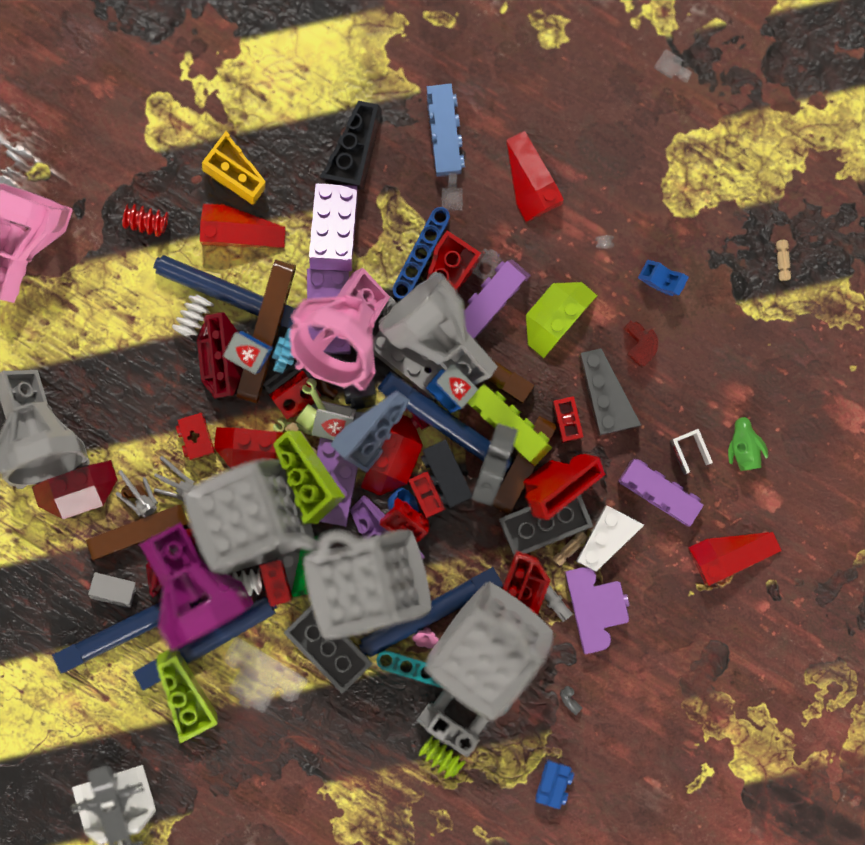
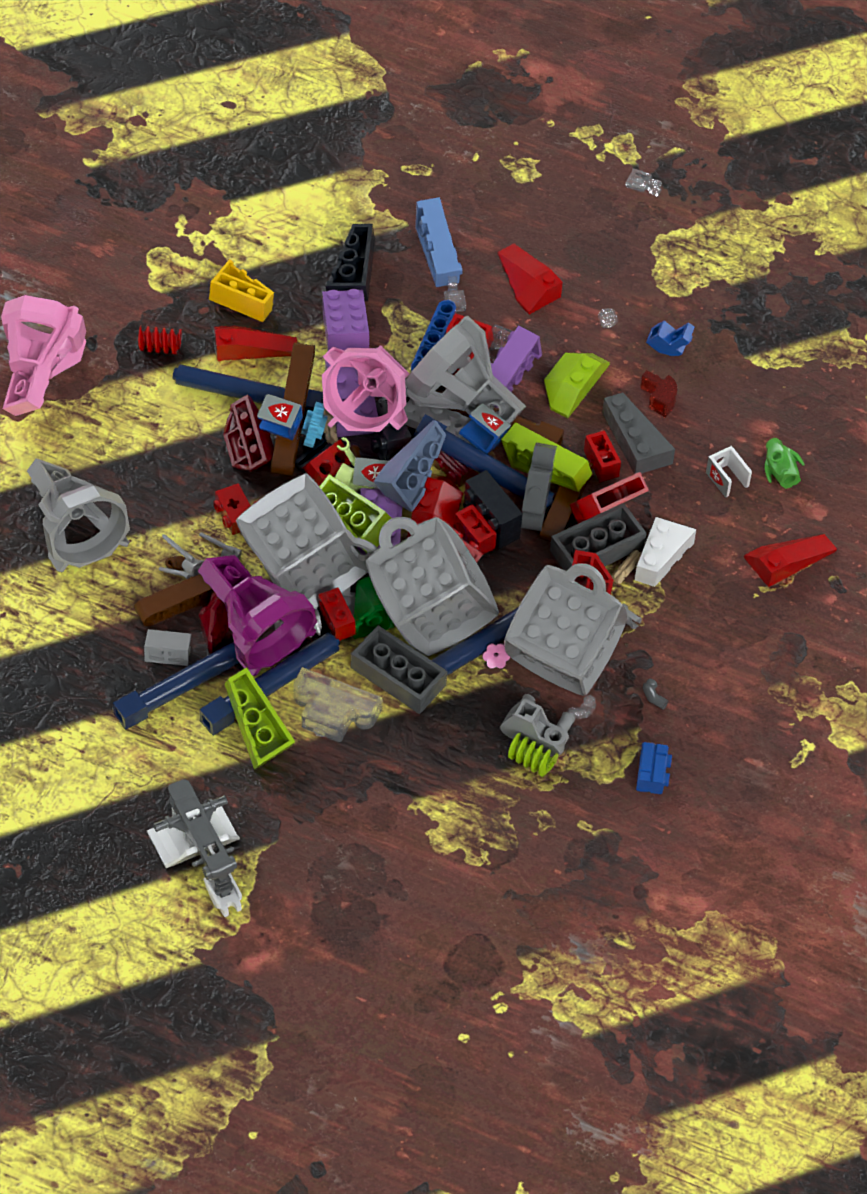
camera: 10 degrees left, 30 degrees down
(76, 490) = (116, 564): dark red wedge -> none
(192, 316) = (216, 411): white piece -> none
(417, 665) = (494, 678): teal beam -> none
(595, 608) = (663, 610): medium lavender brick -> none
(660, 492) = (704, 505): medium lavender wedge -> none
(783, 260) = (781, 318): tan axle -> none

